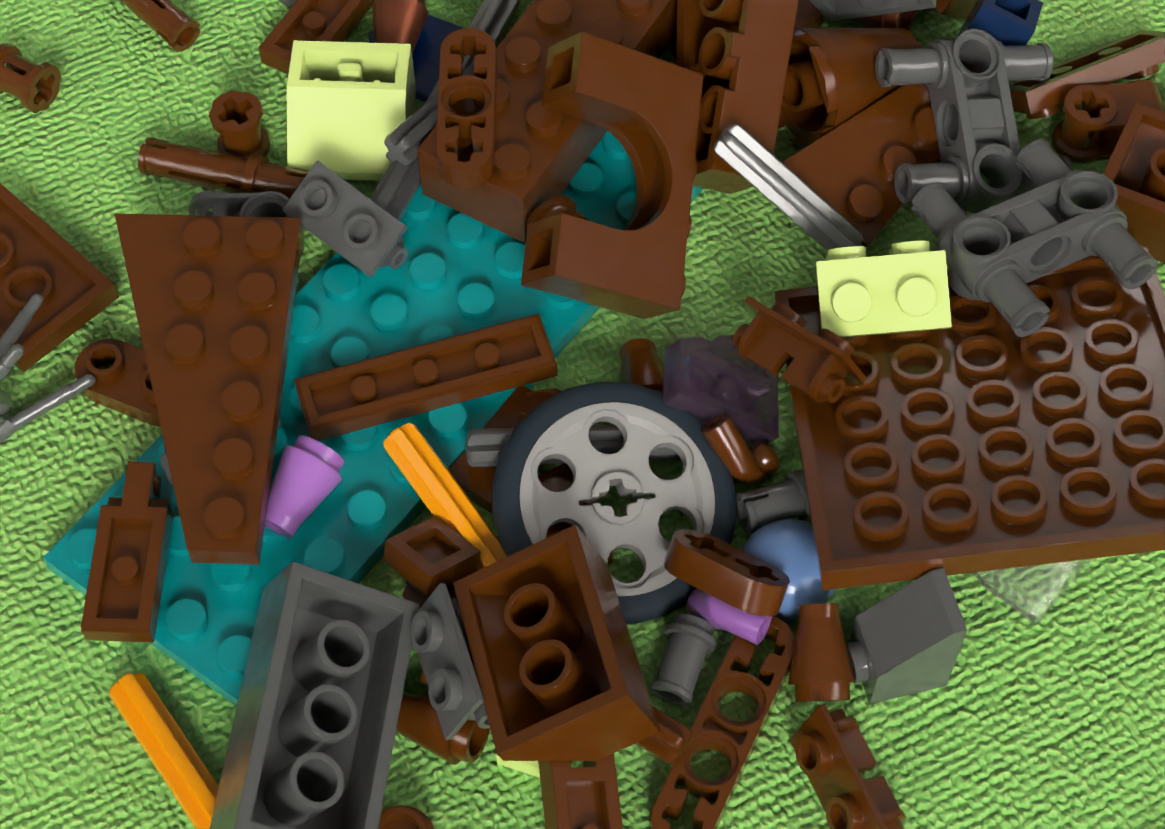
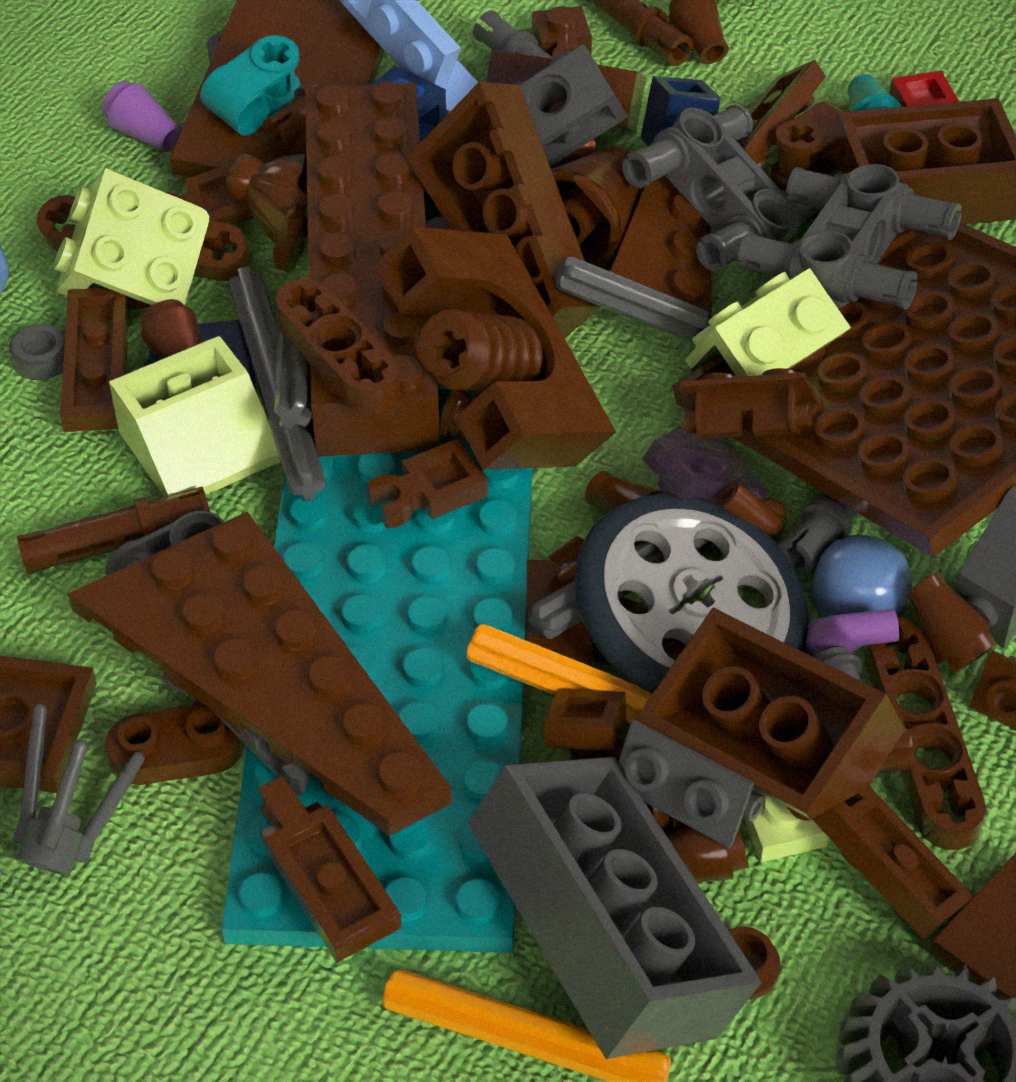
camera: 35 degrees left, 10 degrees down
(237, 121) = (89, 479): reddish brown bush -> none
(301, 483) = (429, 714): medium lavender cone -> none
(348, 221) = (283, 496): dark grey hinge -> none
(425, 377) = (451, 591): reddish brown tile -> none
(484, 274) = (434, 480): none -> reddish brown plate
(590, 175) = (477, 349): none -> reddish brown piece
(726, 572) = (834, 597): reddish brown beam -> none

